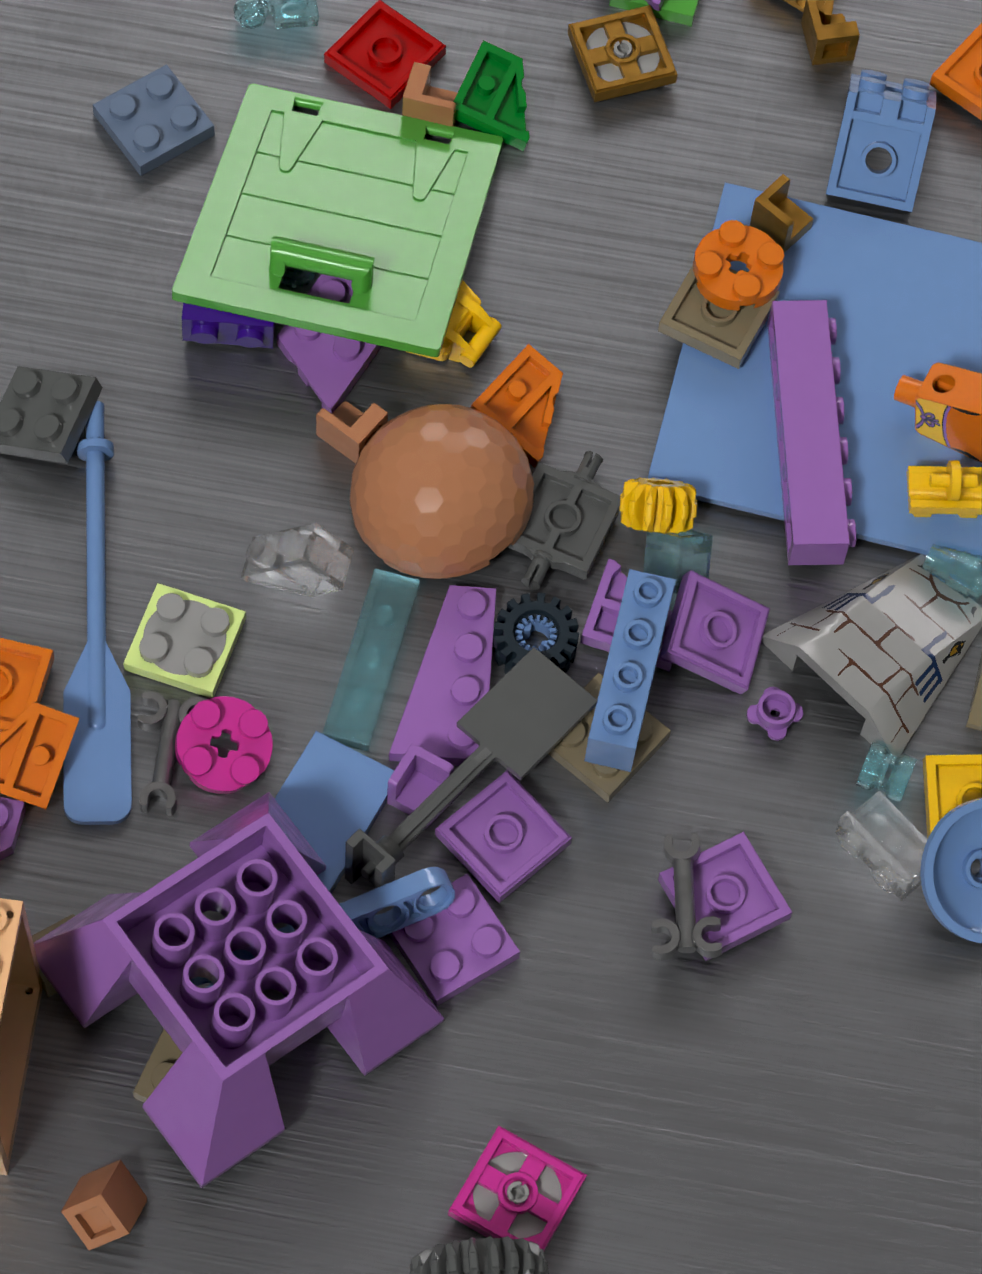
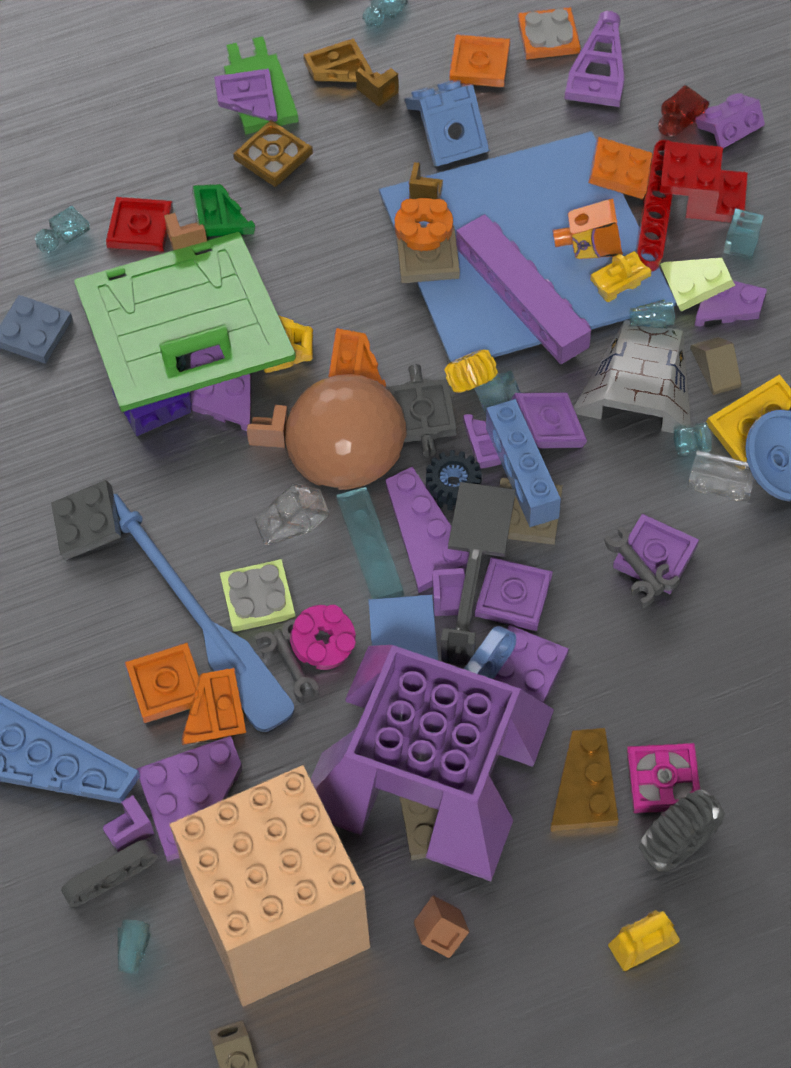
camera: 25 degrees left, 5 degrees down
(416, 1140) = (586, 784): none -> pearl gold wing
(777, 700) = (612, 437): medium lavender plate -> none

